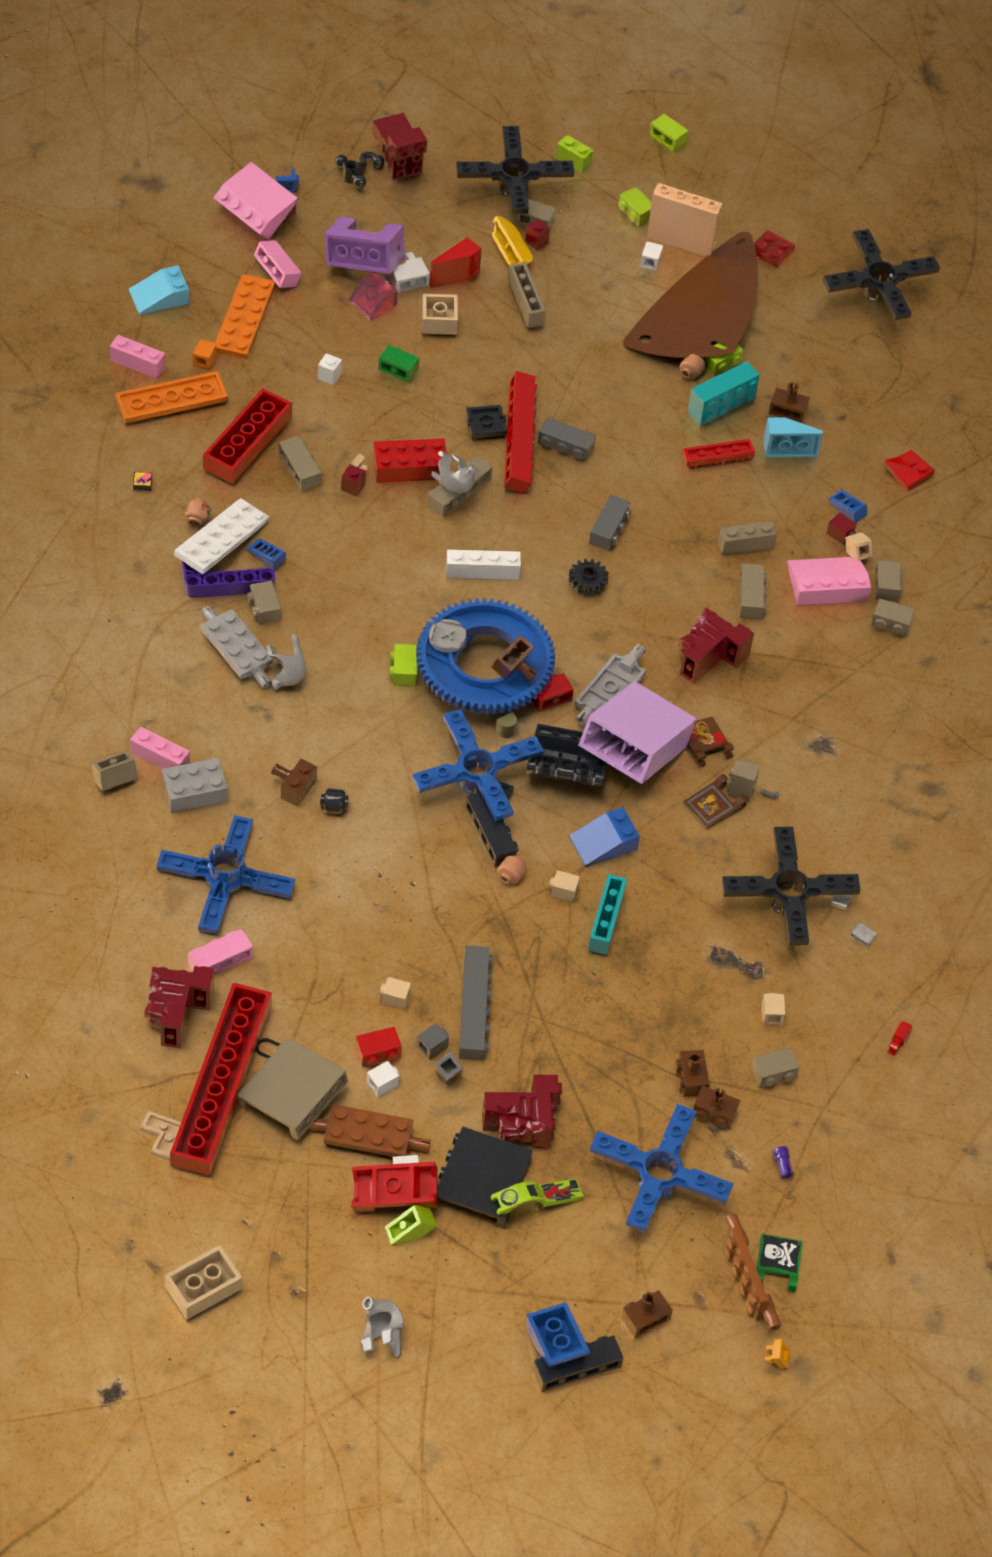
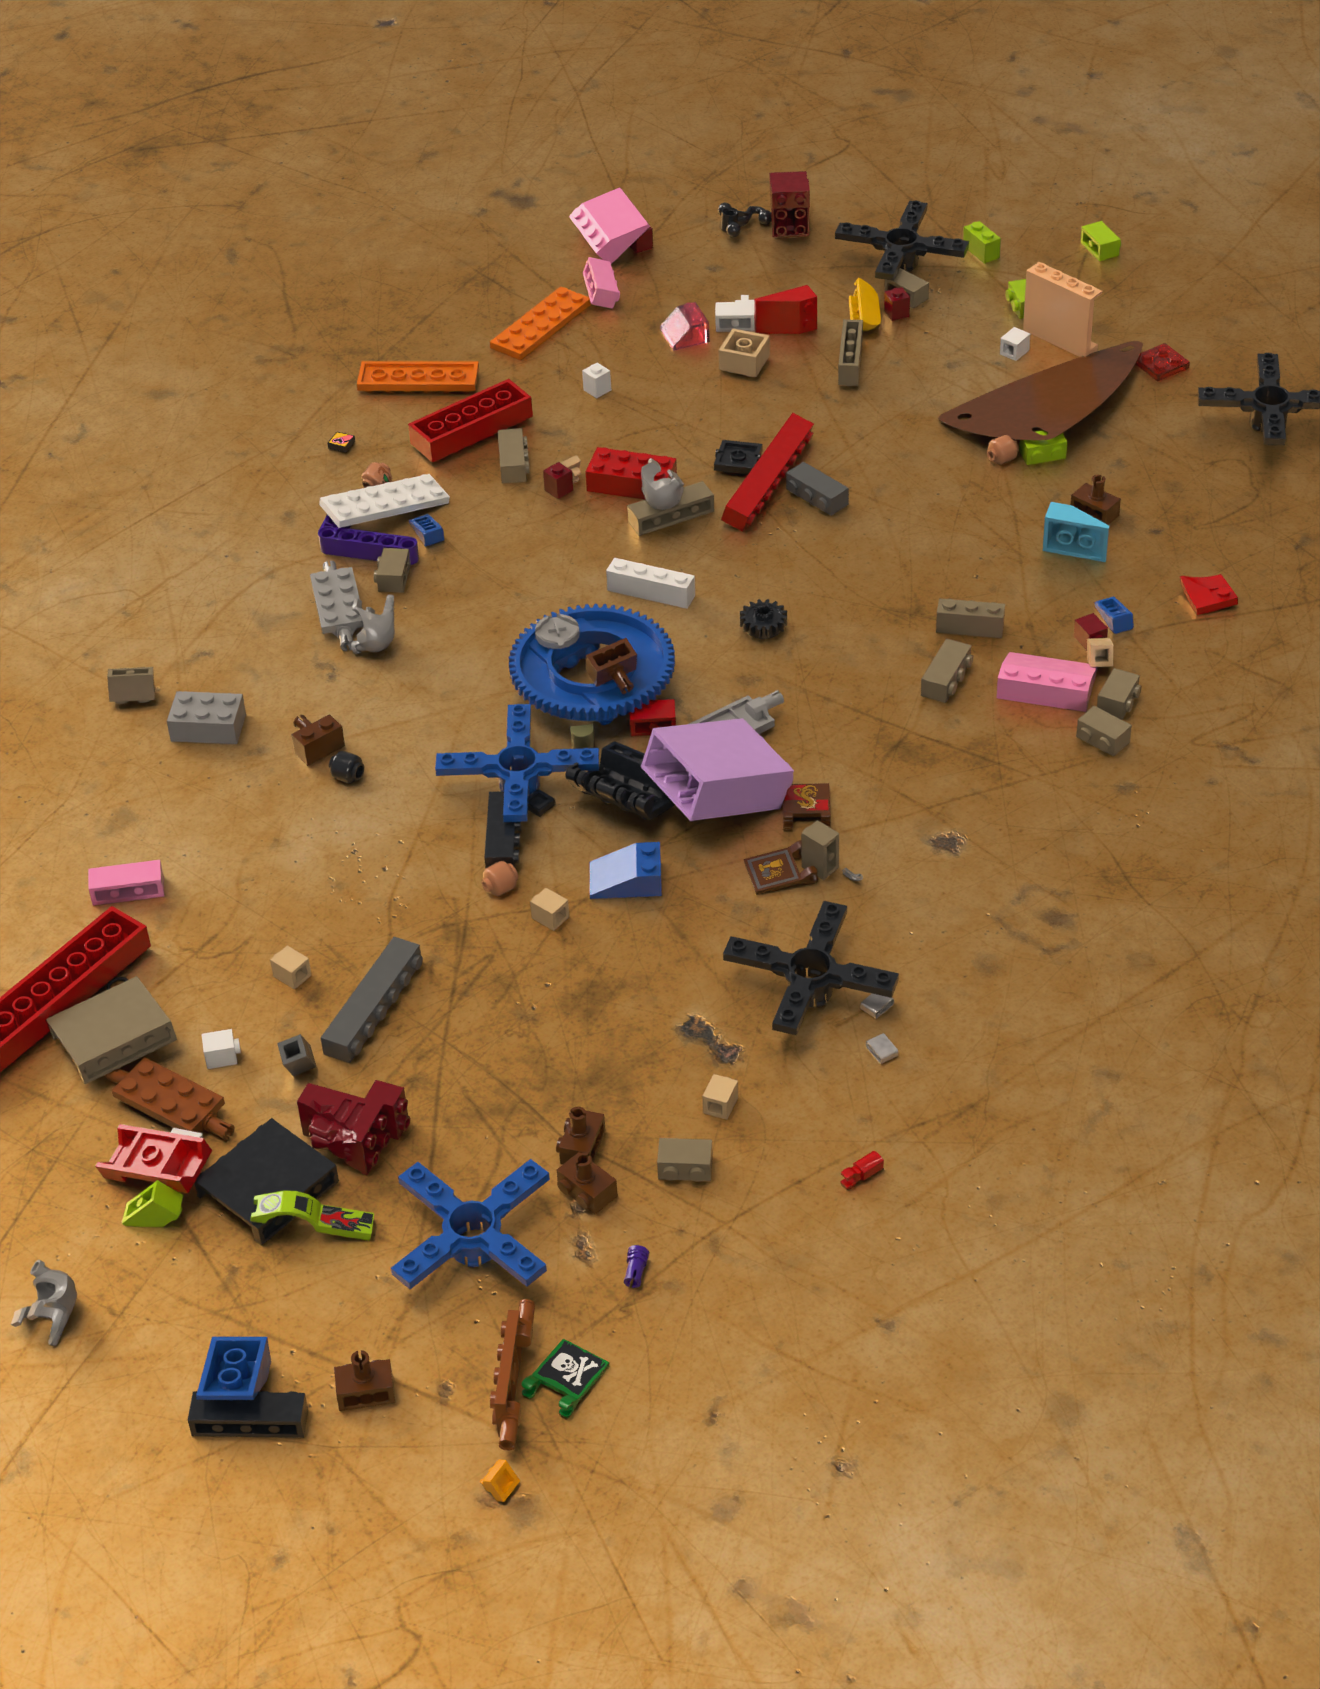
camera: 30 degrees right, 10 degrees down
(137, 356) = (405, 335): bright pink brick -> none
(158, 749) = (188, 674): bright pink brick -> none
(160, 291) = (468, 286): medium azure slope -> none
(173, 996) = (44, 910): dark red brick -> none
(204, 354) = (475, 345): orange brick -> none
(220, 881) = (198, 811): blue piece -> none
(289, 182) = (658, 219): blue bracket -> none
(364, 249) = (686, 277): medium lavender piece -> none
(378, 1046) = (238, 1013): red brick -> none
(398, 363) = (674, 389): green brick -> none
(405, 664) = (497, 660): lime brick -> none
(432, 1041) = (301, 1022): dark grey brick -> none
(607, 914) = (578, 947): teal brick -> none
(610, 523) = (818, 573): dark grey brick -> none
(710, 642) = (863, 708): dark red brick -> none
(718, 453) = (985, 534): red gear -> none
(723, 393) = (1020, 476): teal brick -> none

